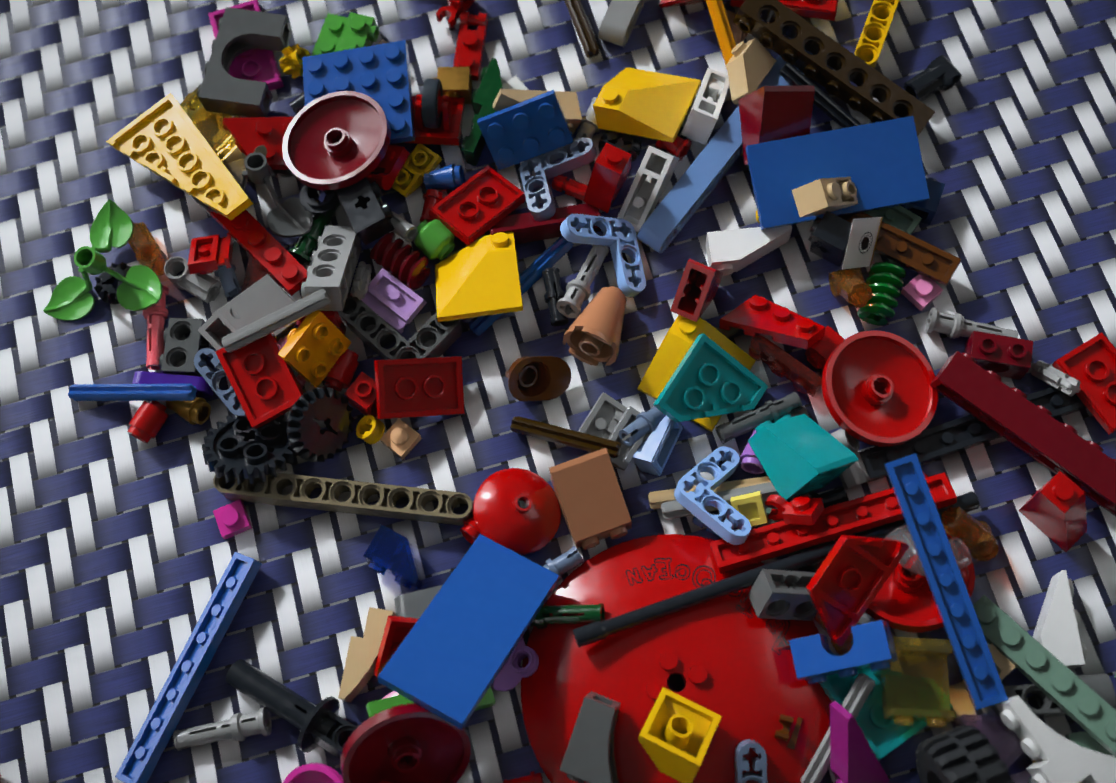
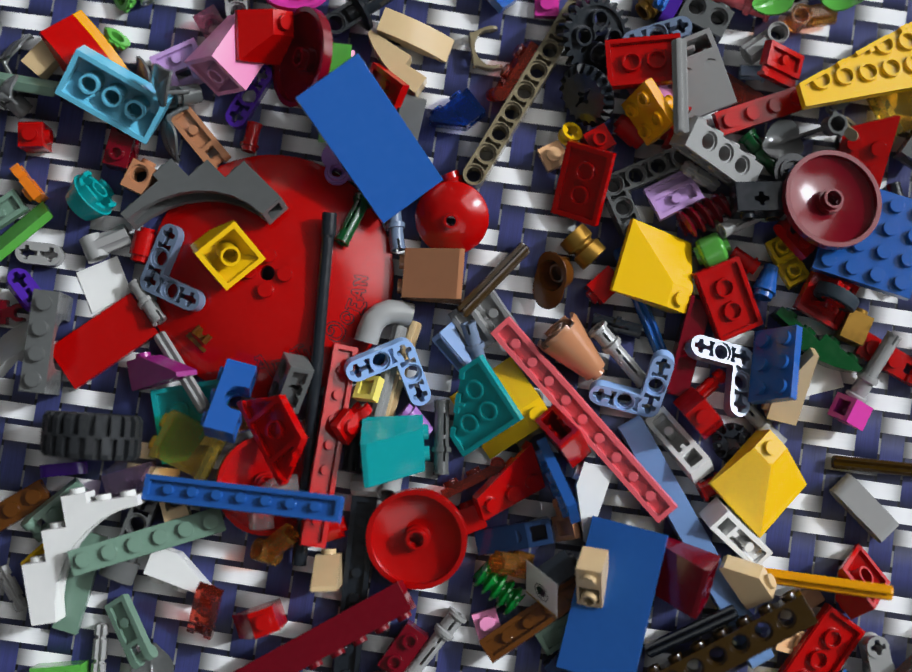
camera: 105 degrees right, 15 degrees up
(324, 519) = (512, 71): none -> clear red plate
(324, 648) = (414, 35): none -> tan slope
(325, 569) = (476, 61): none -> dark tan cap
(488, 359) = (582, 246): none -> pearl gold wheel
(504, 54) = (868, 377): none -> light grey pin
(520, 327) = (599, 288): none -> red brick
(538, 54) = (850, 411): none -> dark pink brick
(660, 297) = (591, 426): none -> coral plate
(663, 536) = (381, 315): none -> light grey cylinder
(746, 273) = (557, 481): none -> blue plate
(782, 259) = (562, 527): none -> nougat plate
(820, 295) = (514, 536): none -> dark blue slope
(969, 458) = (327, 571): none -> tan slope
(1082, 573) = (205, 610): none -> clear red plate

